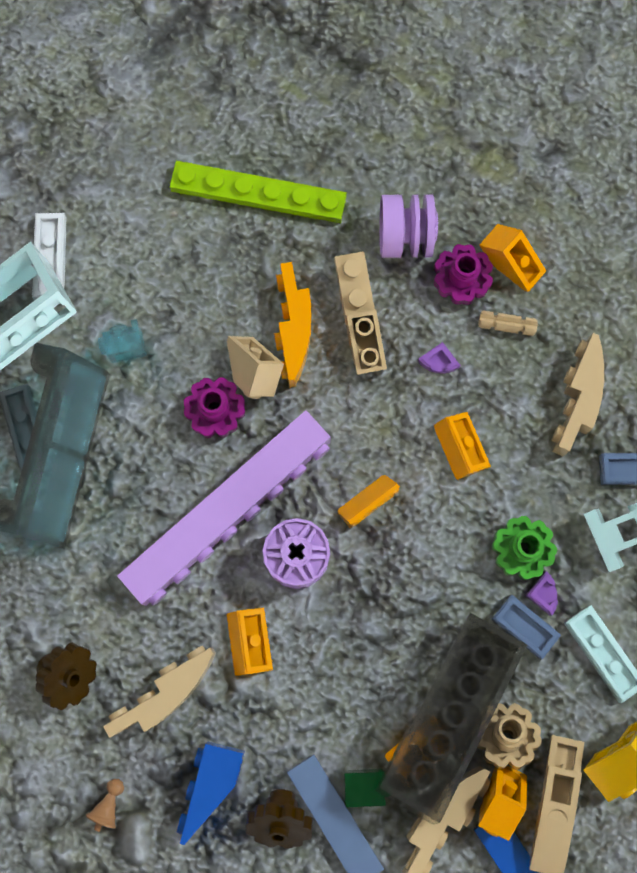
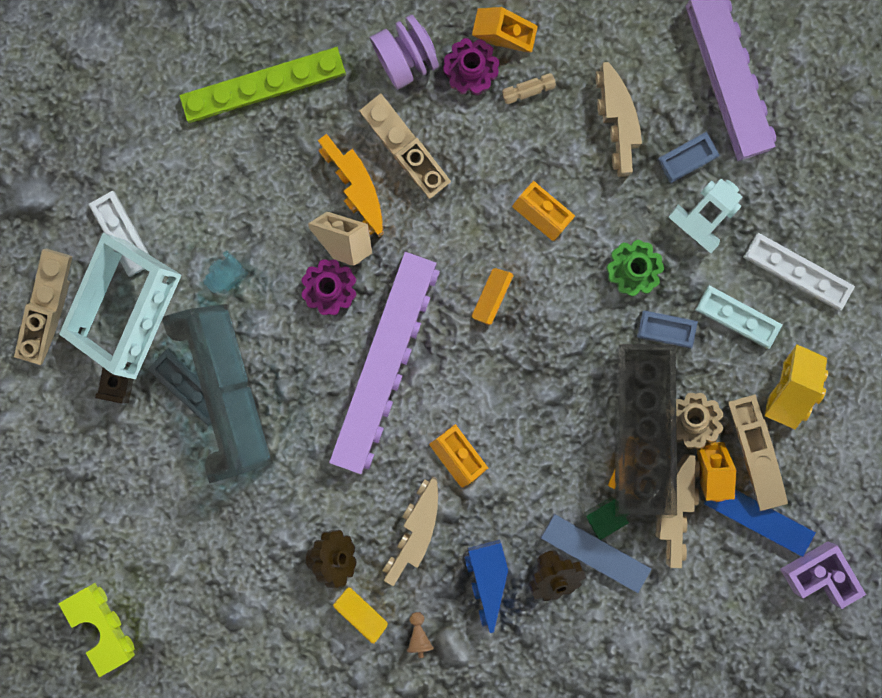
camera: 25 degrees left, 10 degrees up
(60, 750) = (360, 615): none -> yellow slope
(296, 572) = (475, 362): lavender wheel -> none
(439, 360) = (489, 150): medium lavender tile -> none
(544, 594) = (668, 295): medium lavender tile -> none

